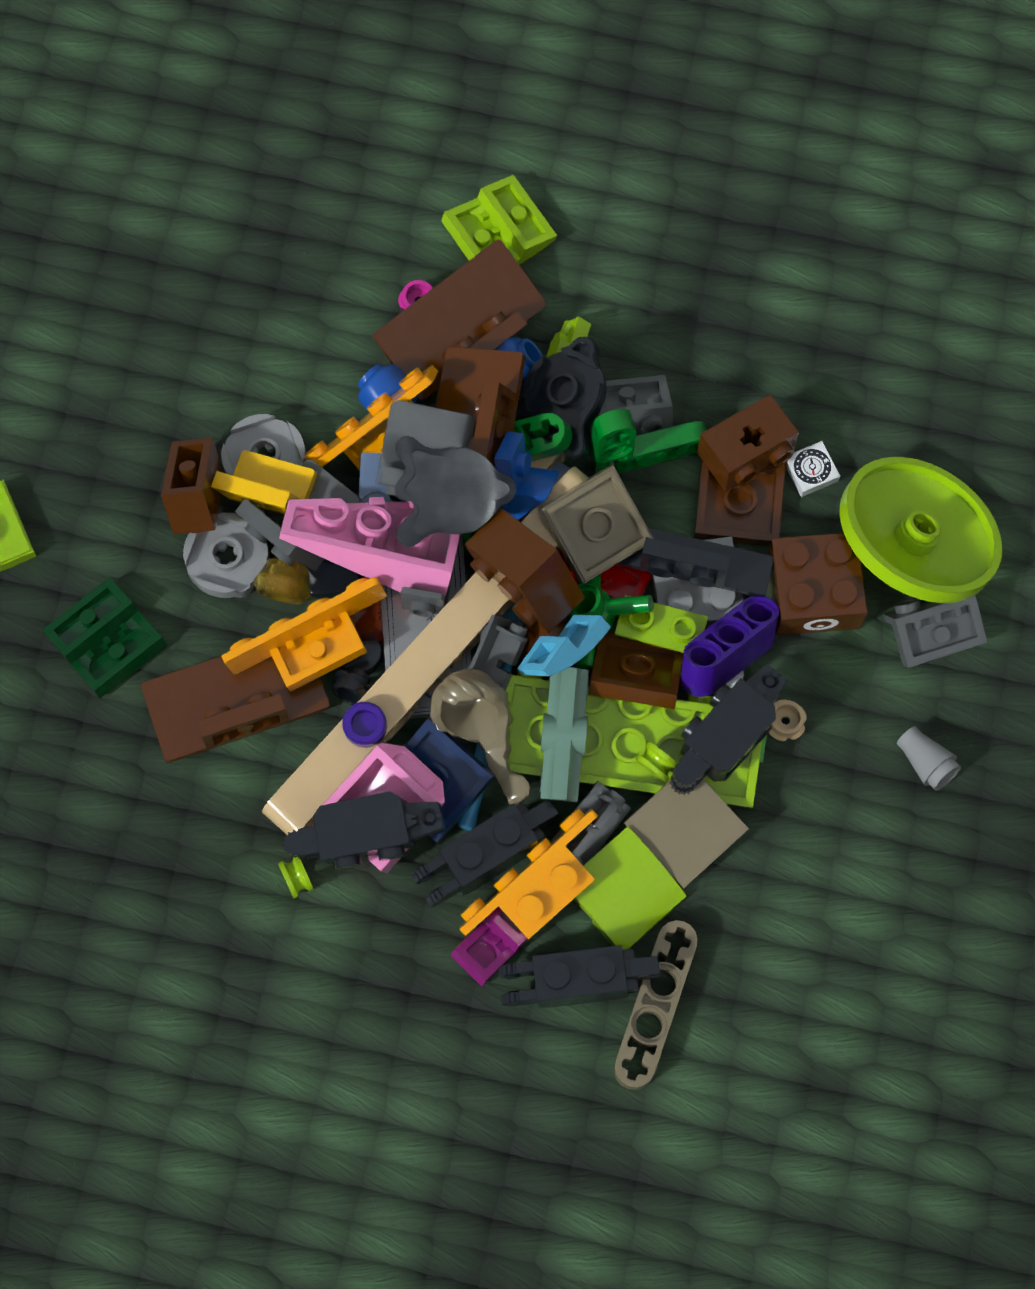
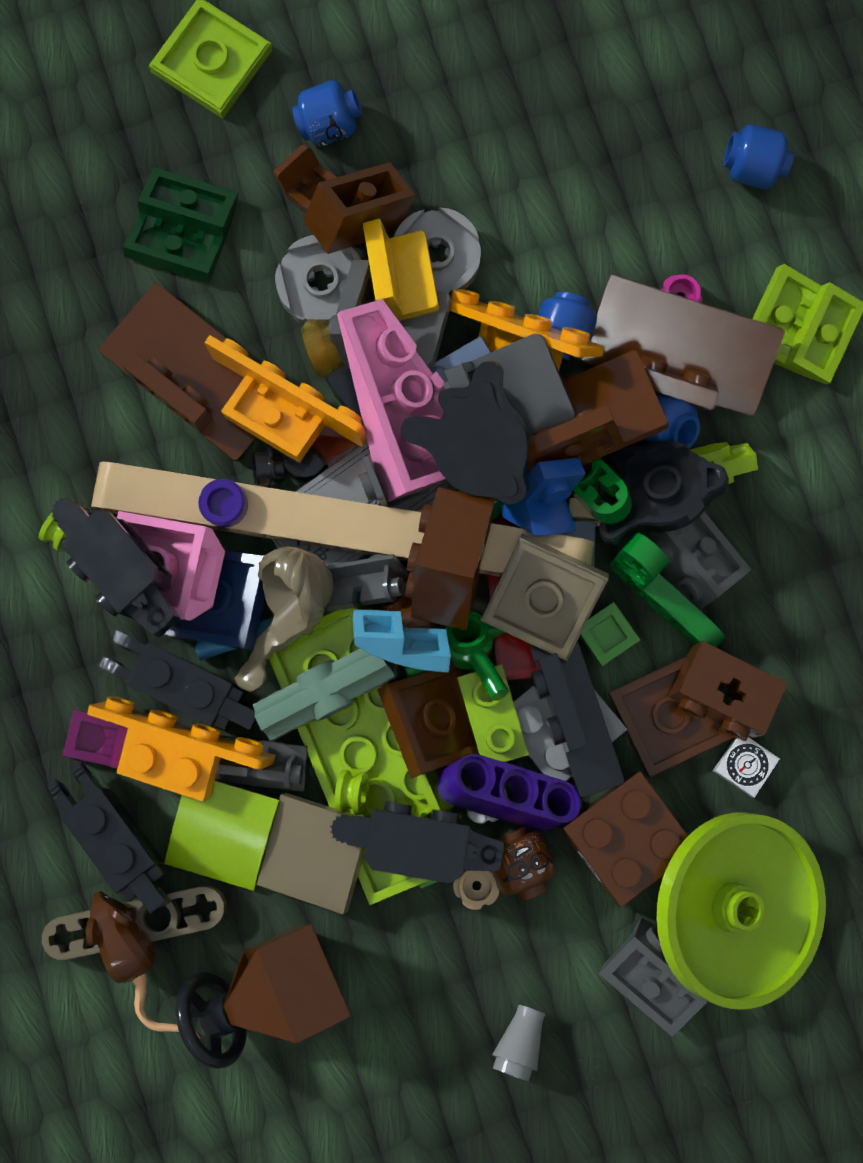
camera: 60 degrees right, 10 degrees up
(94, 469) = (327, 113): none -> blue head
(140, 518) = (300, 176): none -> reddish brown bracket
(349, 180) = (758, 156): none -> blue head
(653, 505) = (608, 634): none -> bright green plate
(678, 1016) = (124, 950): none -> reddish brown animal
(780, 909) = (277, 991): none -> reddish brown piece
(797, 667) = (524, 865): none -> reddish brown head

